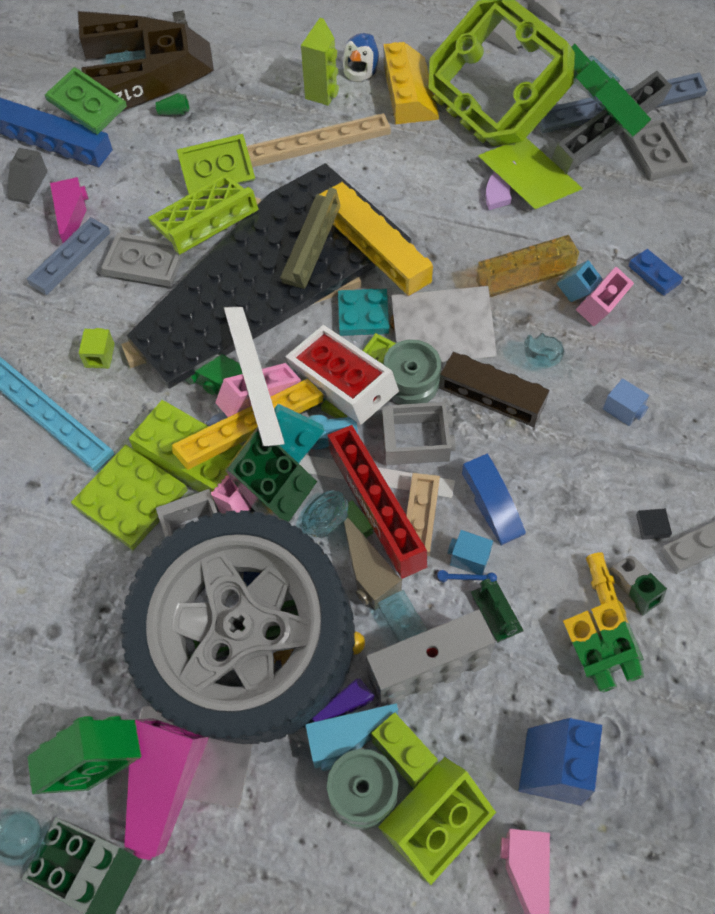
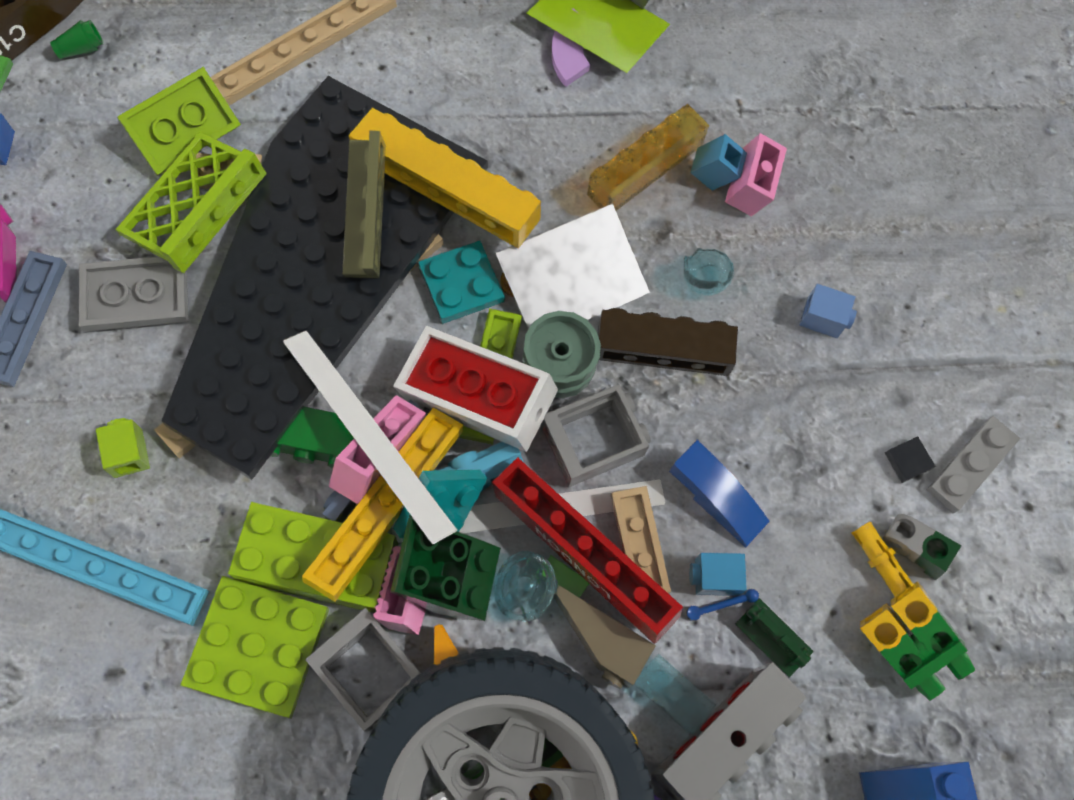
camera: 30 degrees left, 10 degrees up
(655, 272) = (797, 119): blue plate -> none

